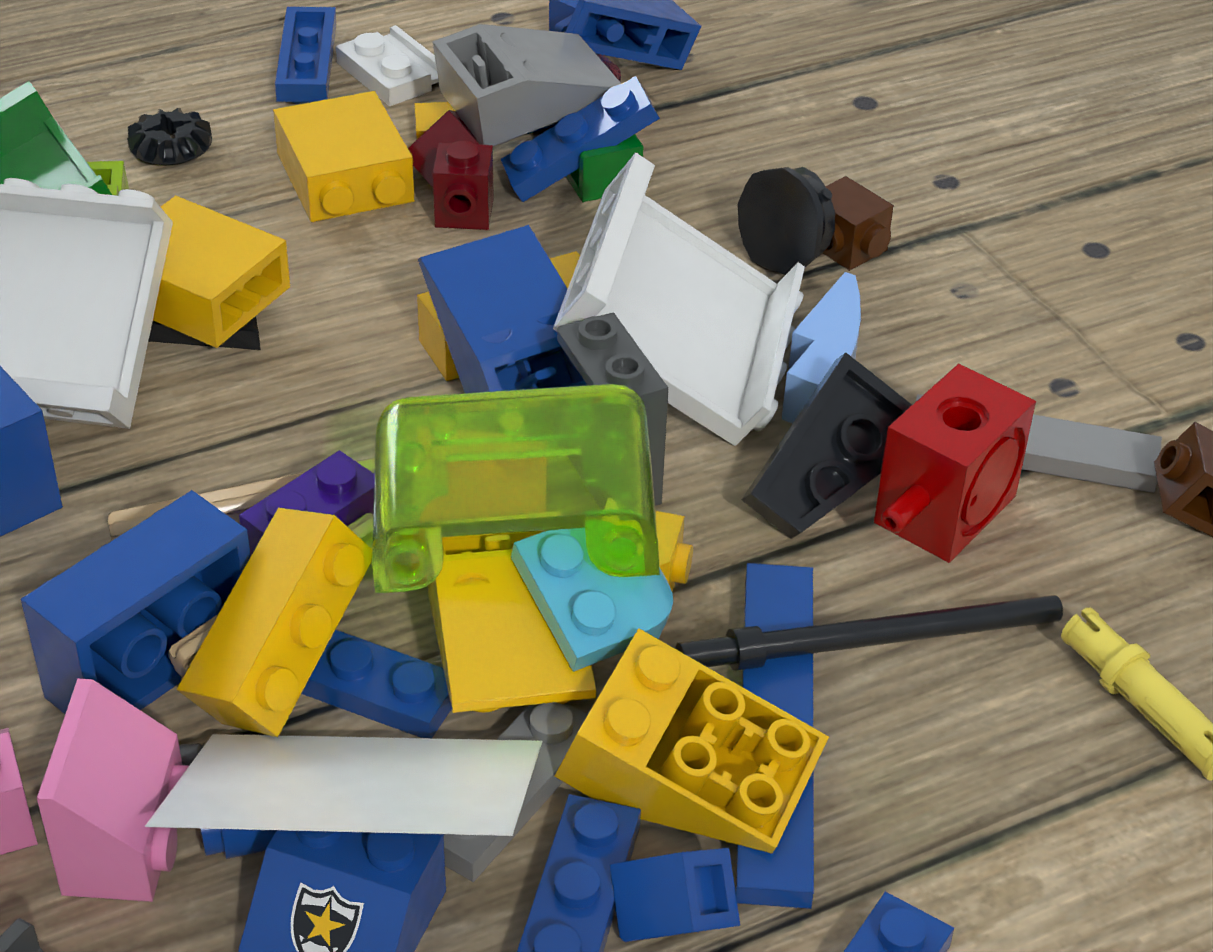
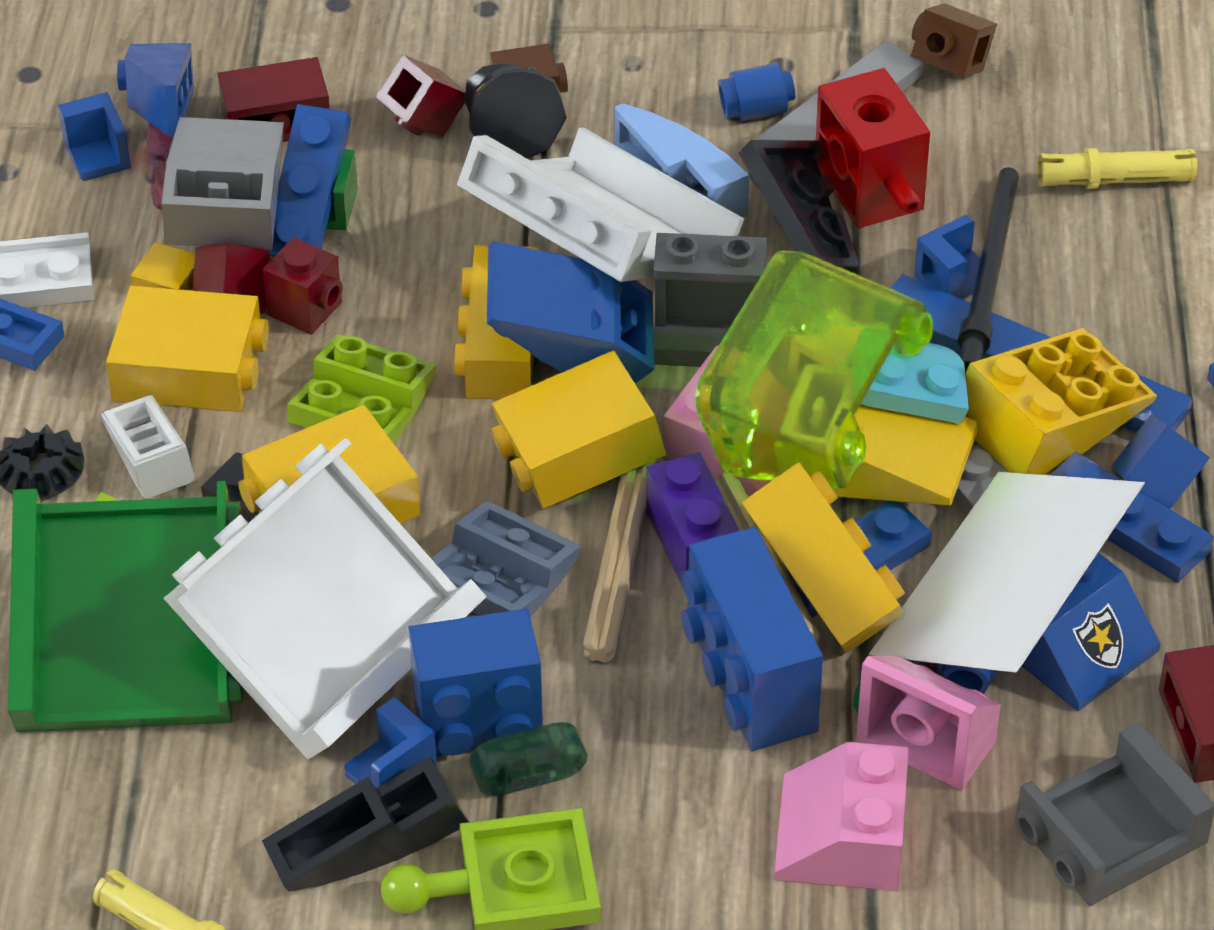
camera: 60 degrees left, 5 degrees up
(197, 429) = (506, 558): none -> sand blue slope
(225, 179) = (151, 451): none -> white slope
(347, 389) = (576, 430): none -> yellow brick
(367, 276) = (360, 374): none -> lime slope
(691, 100) = (272, 91): none -> dark red brick
(752, 151) = (421, 97): none -> dark red brick
(864, 588) = (947, 258): none -> blue panel
(987, 359) = (756, 92): none -> blue brick

